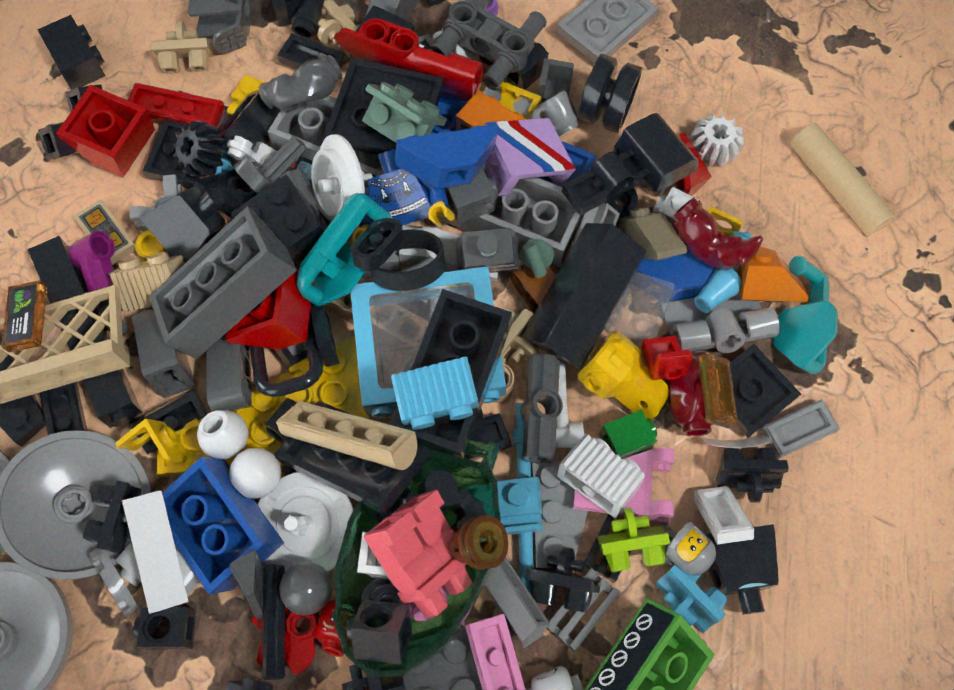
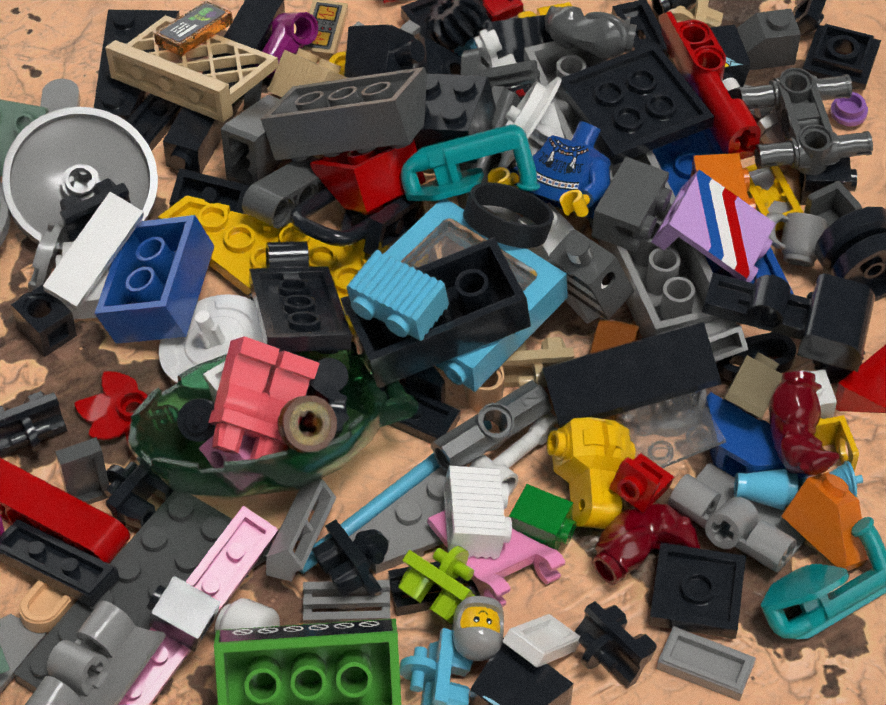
camera: 50 degrees right, 15 degrees down
(162, 435) = (188, 190): yellow bracket -> none
(222, 434) = (230, 223): white piece -> none
(249, 578) = (131, 334): dark grey slope -> none
(255, 472) = (221, 269): white piece -> none
(273, 624) = (116, 382): black axle -> none
(305, 588) = (159, 369): dark grey piece -> none
(350, 435) = (309, 285): tan brick -> none
(377, 244) = (493, 177): black plate -> none
(380, 631) = (171, 424): black brick -> none
(398, 114) = (635, 108): sand green bracket -> none
(446, 157) = (629, 162): blue slope -> none
(520, 505) = (380, 476): medium azure plate -> none
(537, 255) = (628, 314): sand green plate -> none
(717, 390) = (657, 548): clear orange tile -> none
(739, 443) = (609, 592): white sticker -> none

